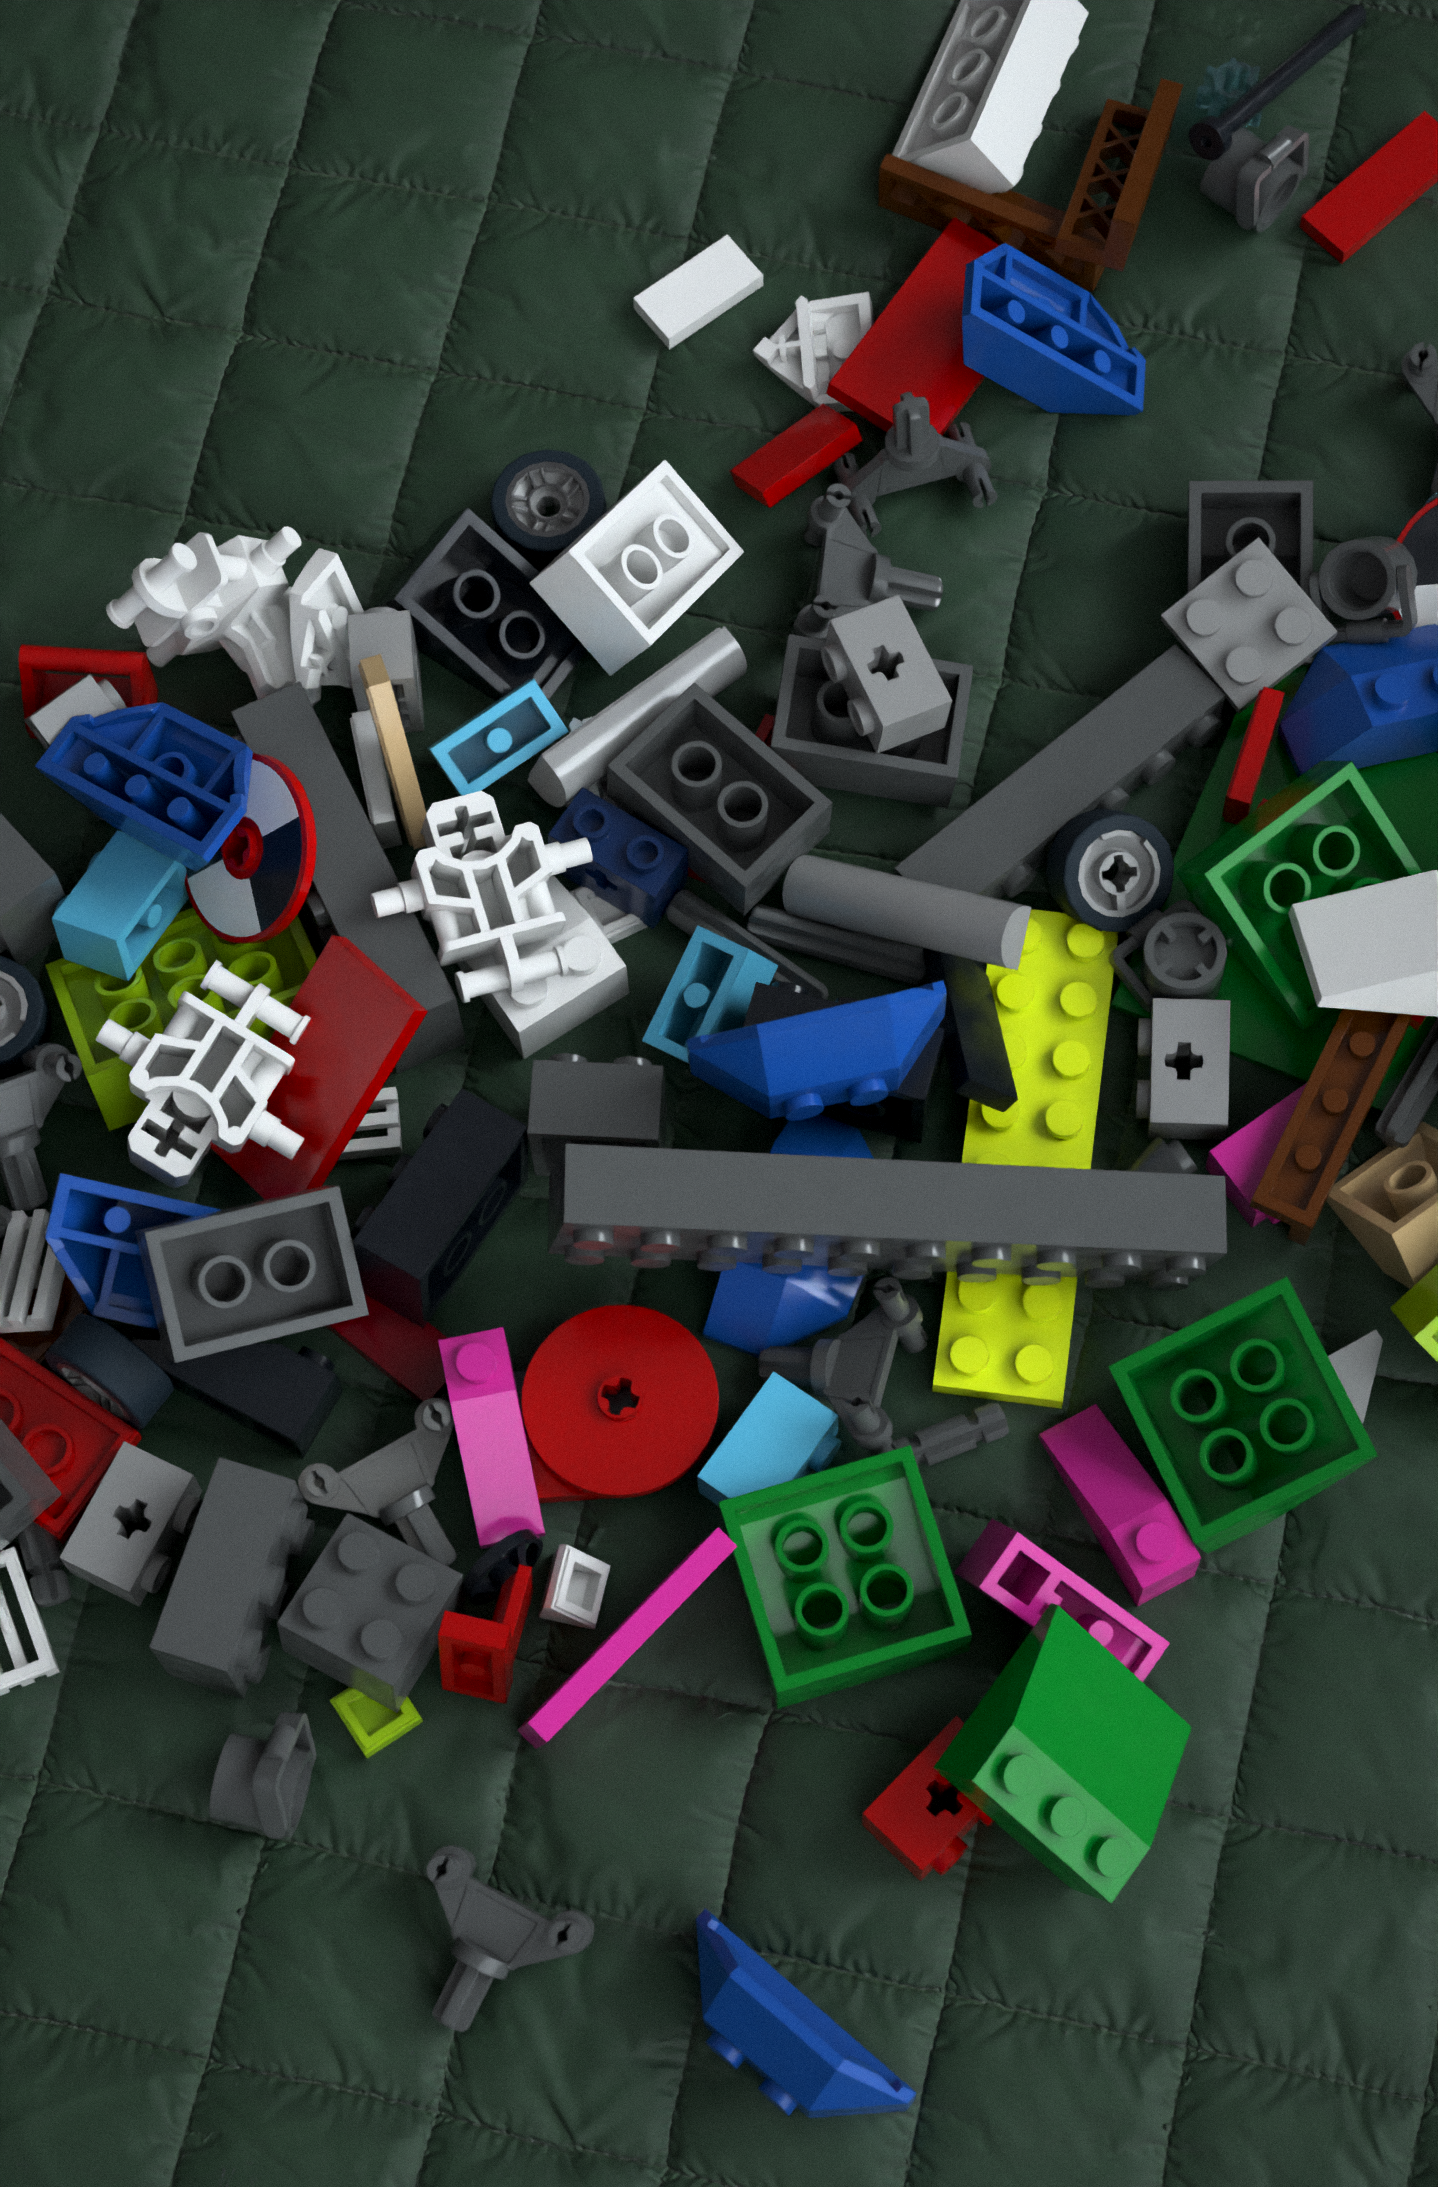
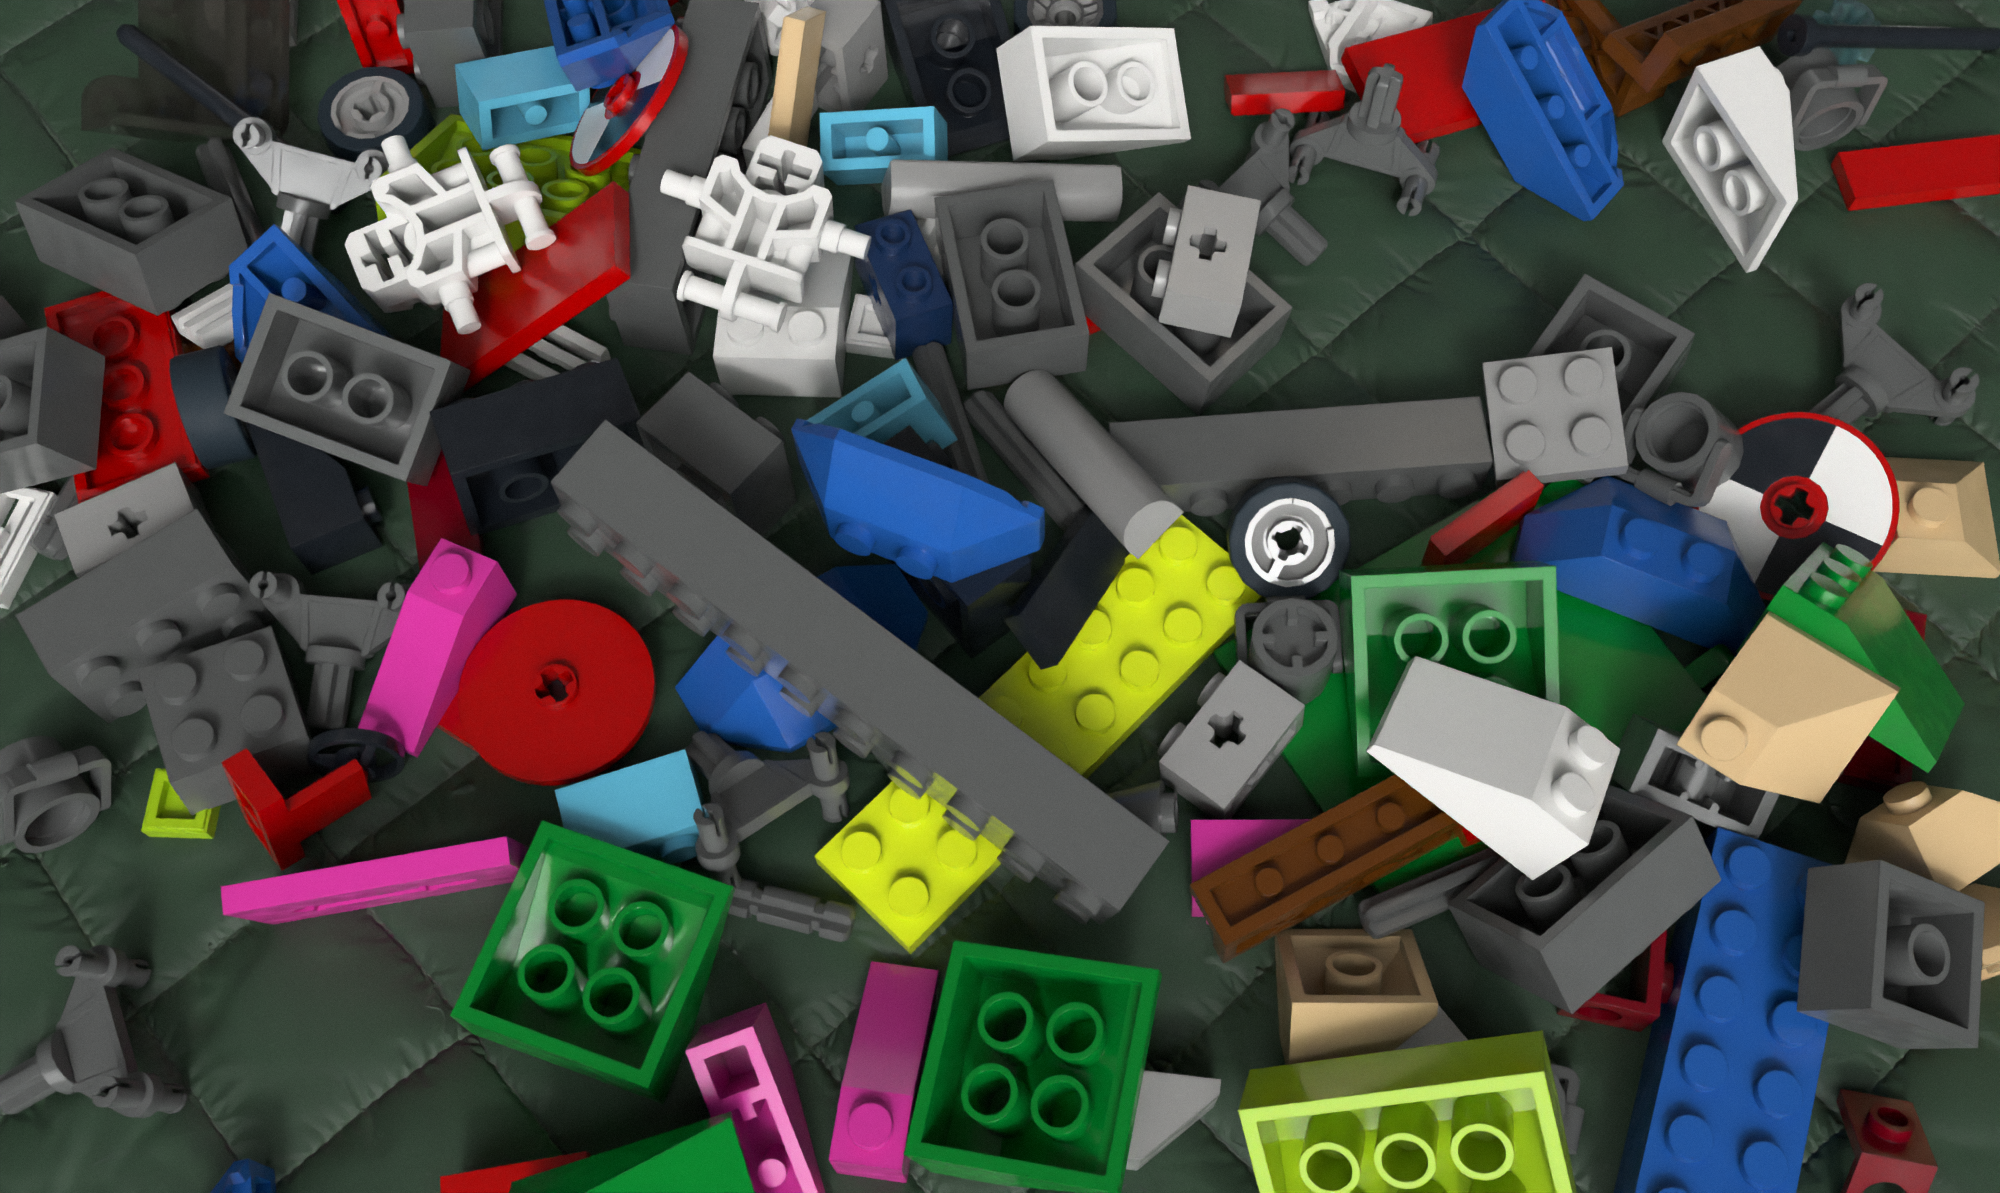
camera: 35 degrees right, 5 degrees down
(574, 1588) = (403, 814): white slope -> none
(1228, 276) = (1738, 149): none -> white slope

